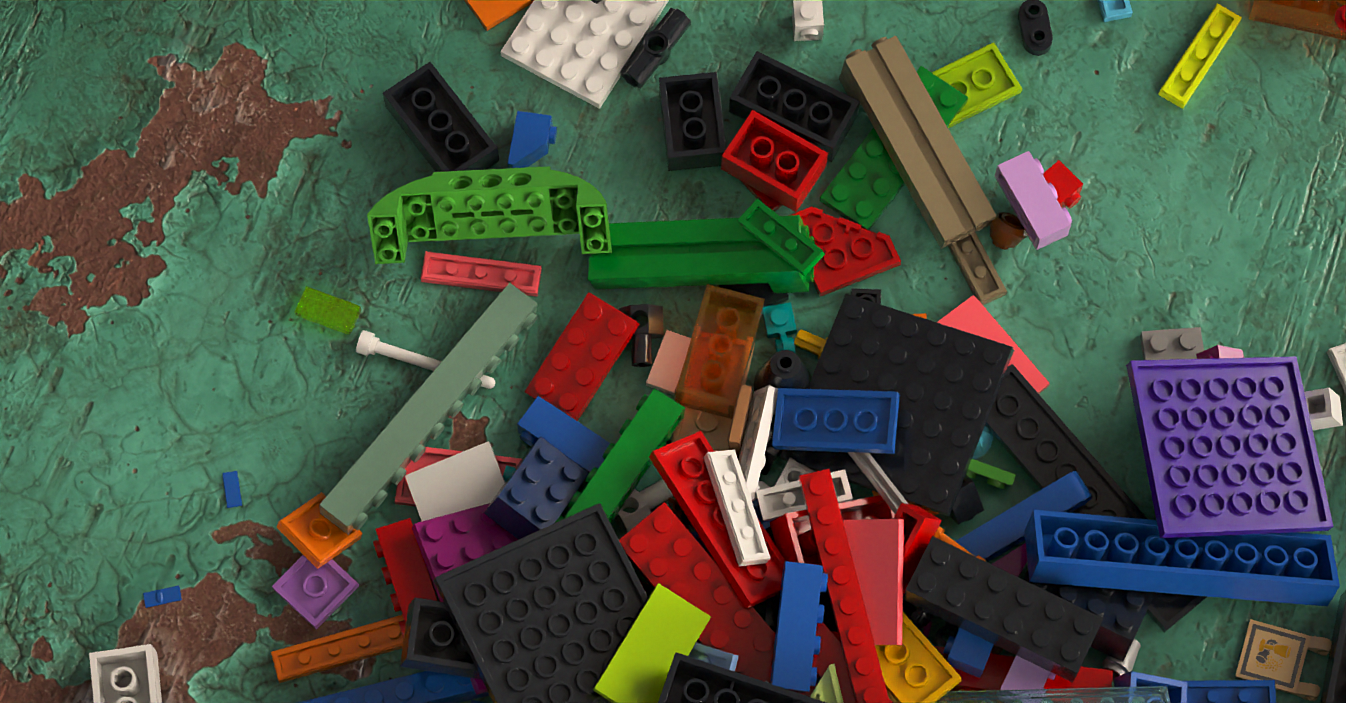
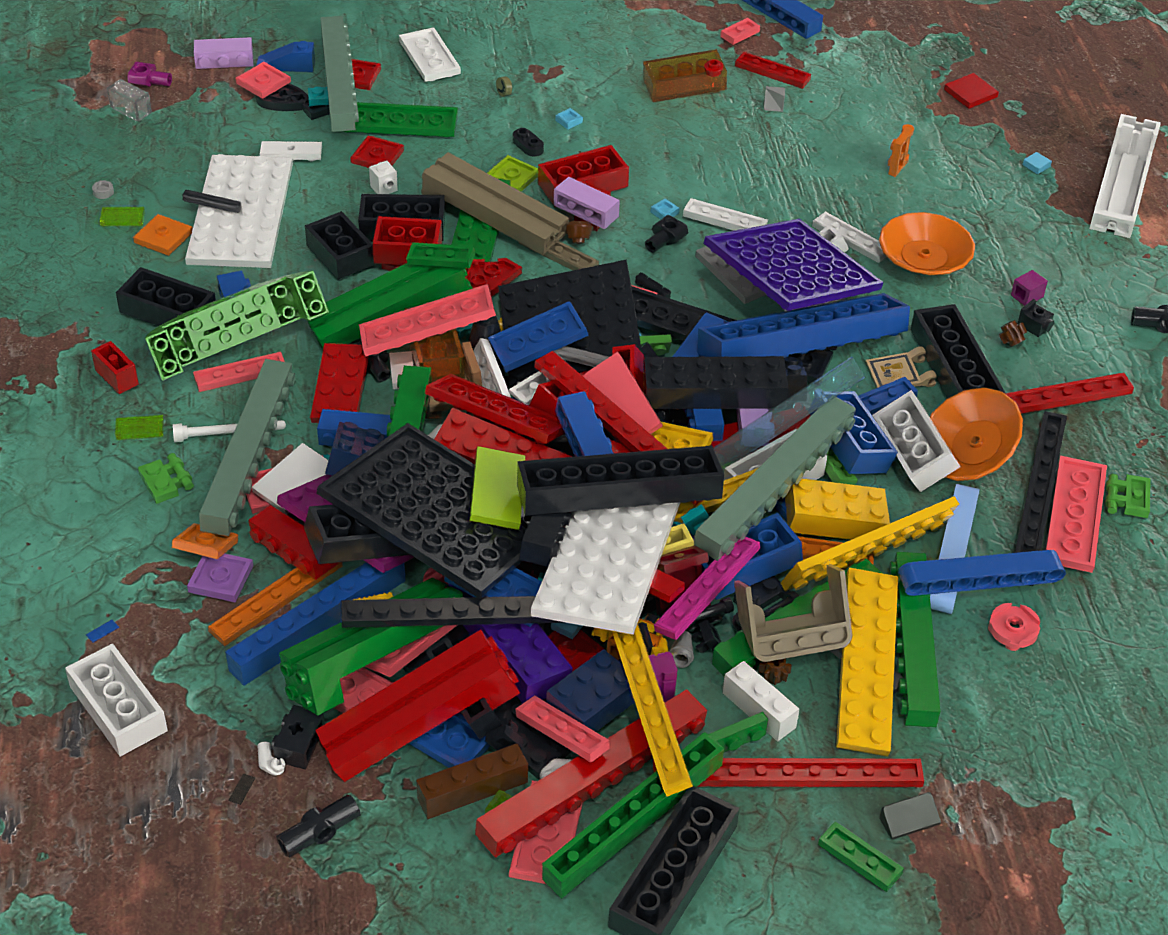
camera: 30 degrees left, 25 degrees down
(232, 489) = (122, 549): blue piece -> none
(313, 405) = (158, 479): none -> bright green plate
(335, 209) = (115, 367): none -> red brick
(646, 60) = (291, 222): black piece -> none
(714, 333) = (426, 320): none -> coral plate
(736, 507) = (503, 396): white tile -> none
(1051, 367) = (652, 285): none -> black axle
(1068, 131) = (595, 168): none -> red brick
(1113, 286) = (667, 232): none -> black piece
(1145, 235) = (664, 208): none -> medium azure tile
(1200, 56) = (636, 124): neon yellow tile -> none
(1214, 290) = (721, 216): none -> white plate

